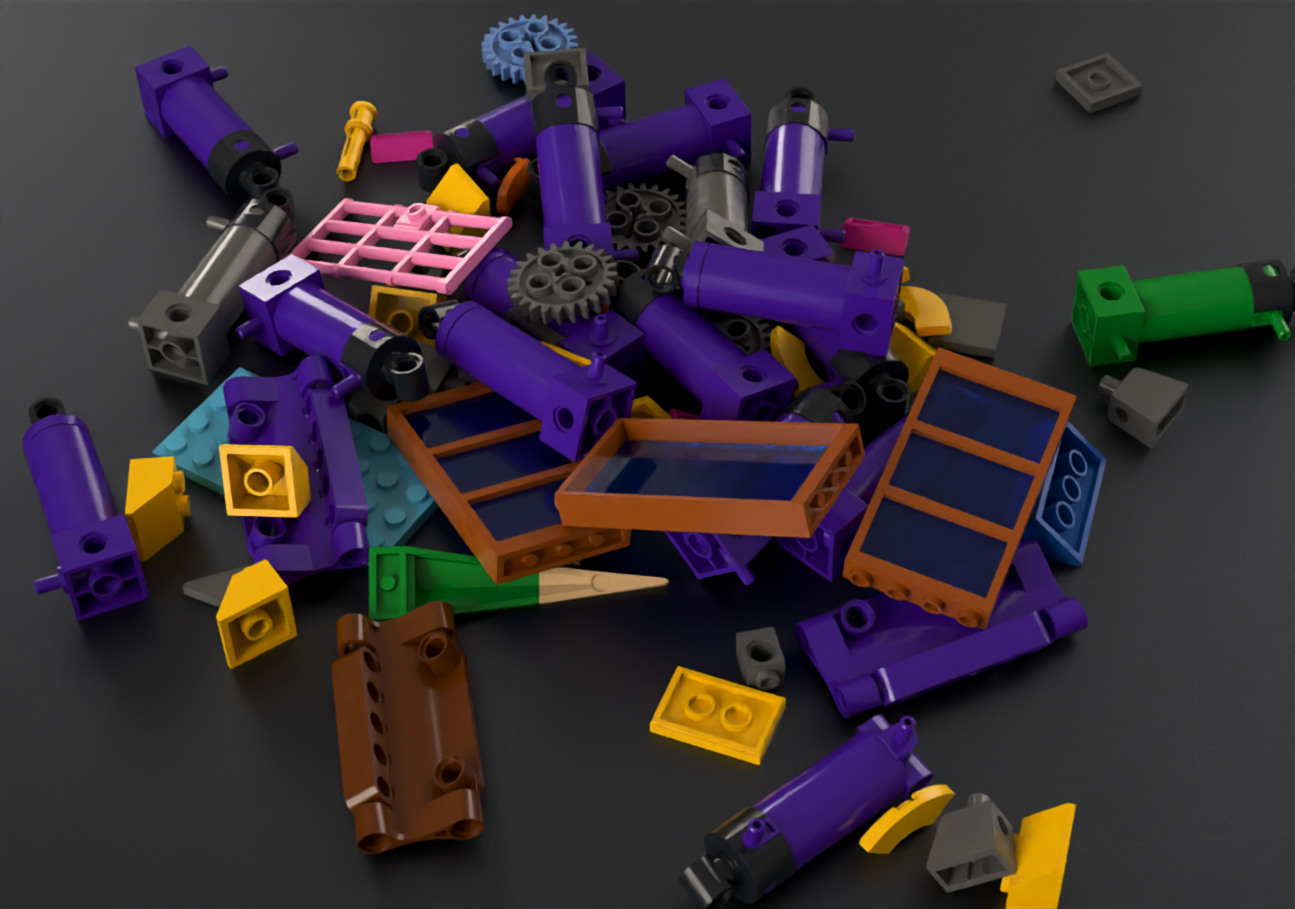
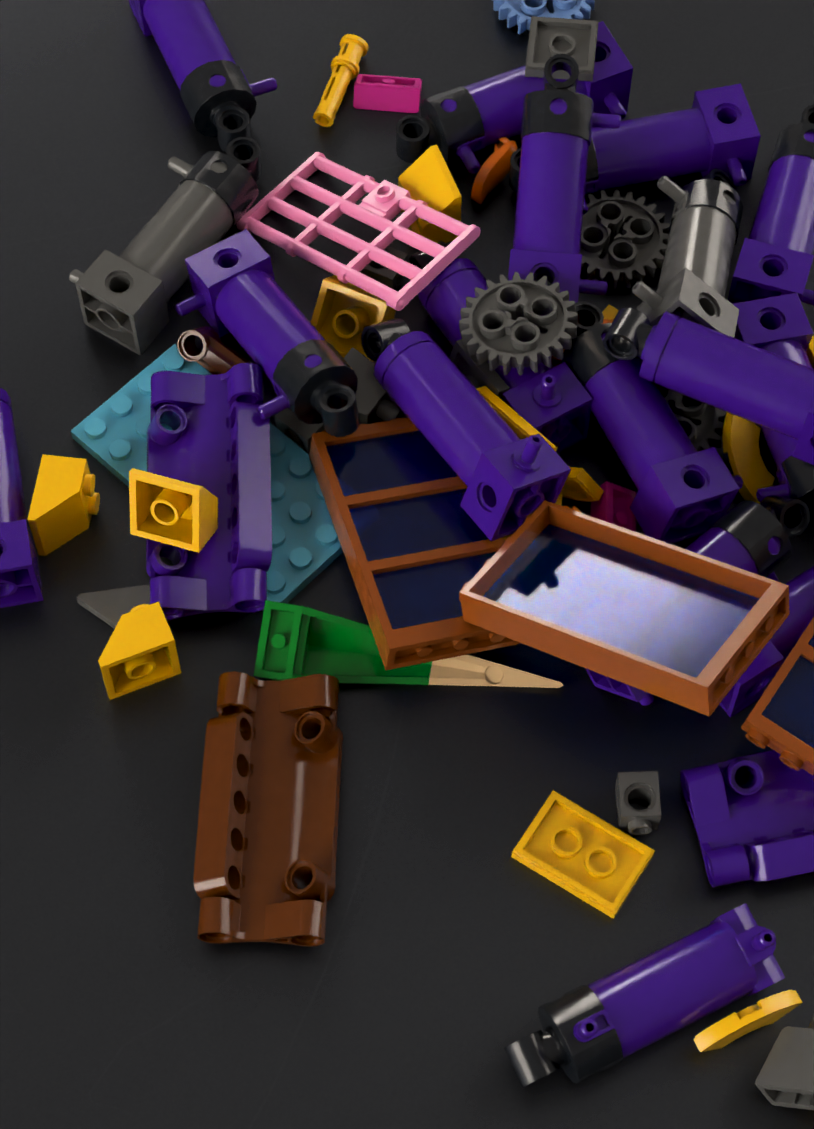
camera: 10 degrees right, 15 degrees up
(278, 363) = (215, 355): none -> reddish brown piece

